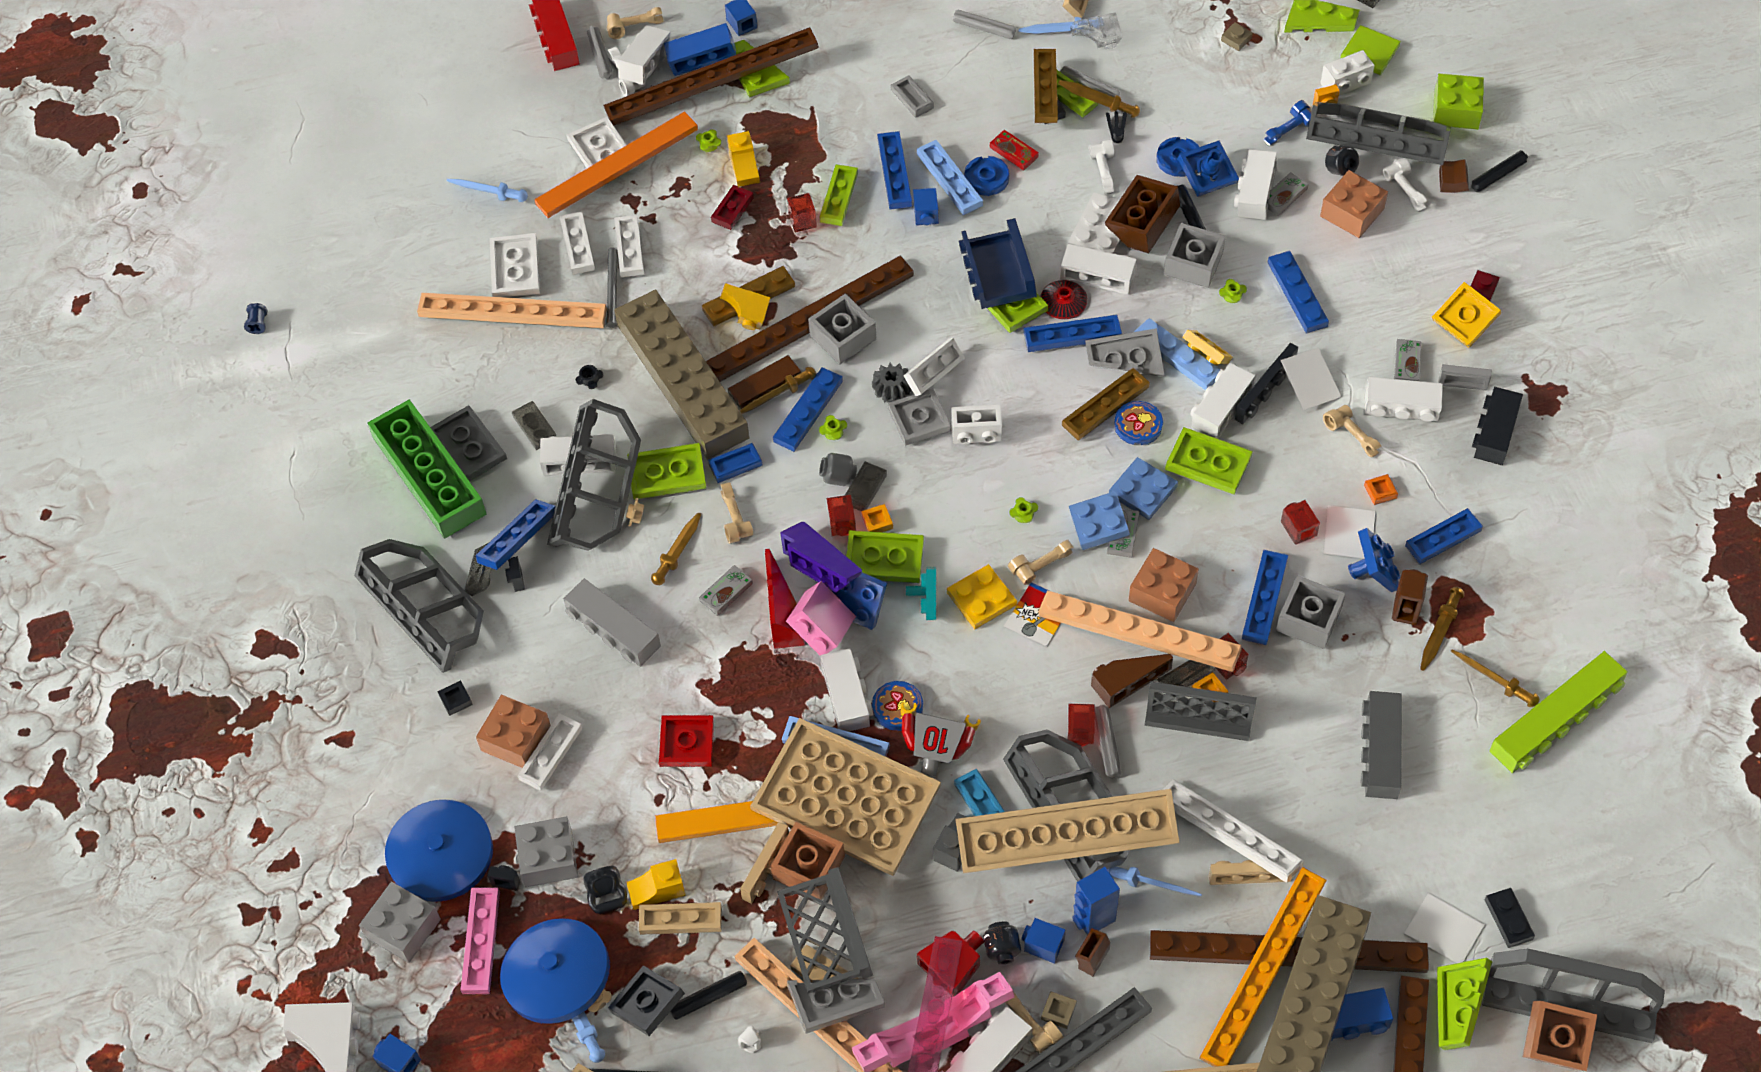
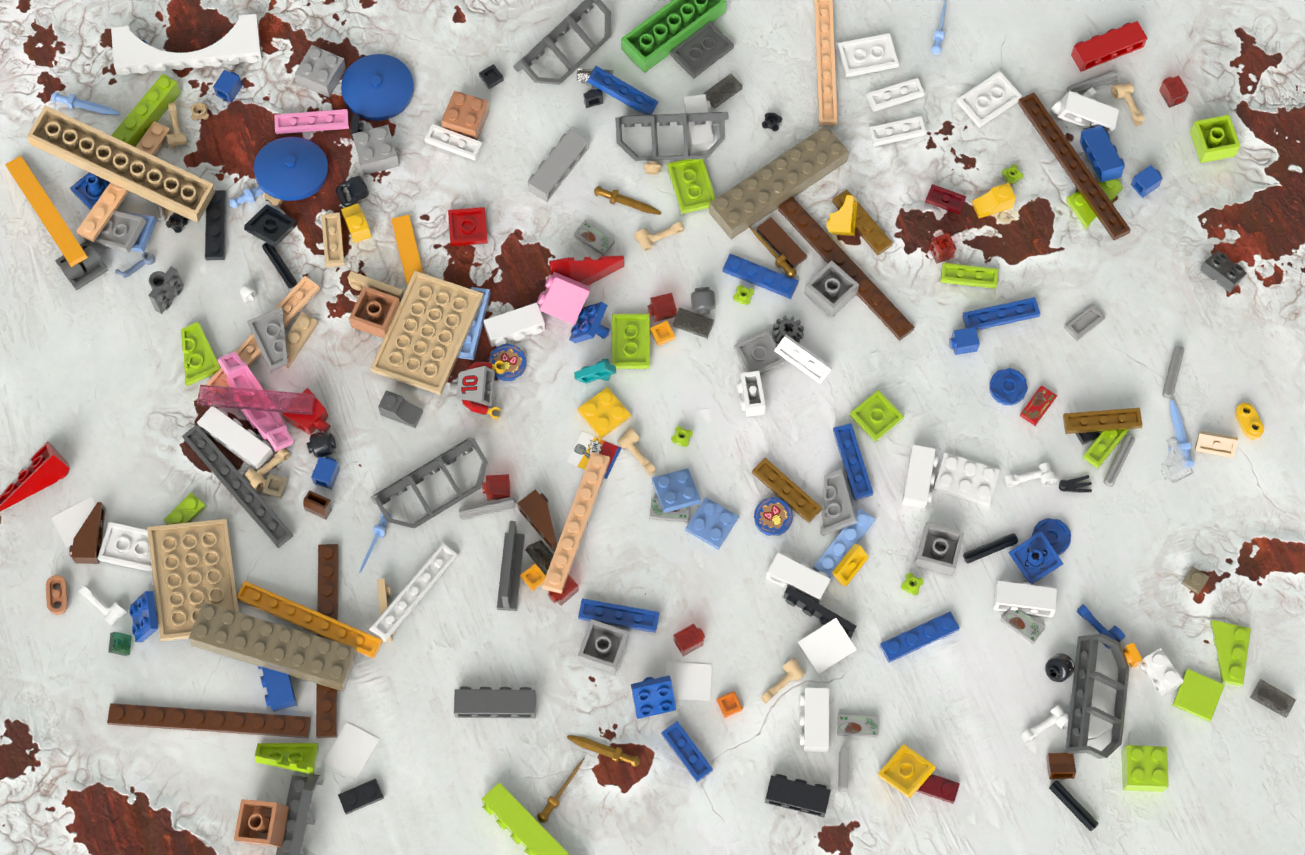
camera: 80 degrees right, 10 degrees up
(611, 287) = (859, 125): dark grey bar -> none
(616, 164) = (972, 109): orange tile -> none
(735, 462) = (706, 231): blue tile -> none
(817, 557) = (616, 288): dark purple wedge -> none
(848, 931) = (318, 340): dark grey fence -> none
(949, 177) = (999, 357): light blue plate -> none
(977, 794) = (429, 428): dark azure tile -> none
(998, 267) = (907, 397): dark blue panel -> none
(1064, 306) = (886, 462): dish -> none
(1067, 831) = (397, 475): tan plate -> none
(1096, 901) = (345, 498): blue brick -> none
(1113, 103) = (1098, 479): pearl gold sword -> none
(1143, 212) = (978, 507): reddish brown slope -> none
(1163, 584) = (620, 539): nougat brick -> none
(1208, 460) = (740, 570): lime plate -> none
(1353, 204) = (1014, 678): nougat brick -> none
(1409, 596) = (621, 720): reddish brown brick -> none

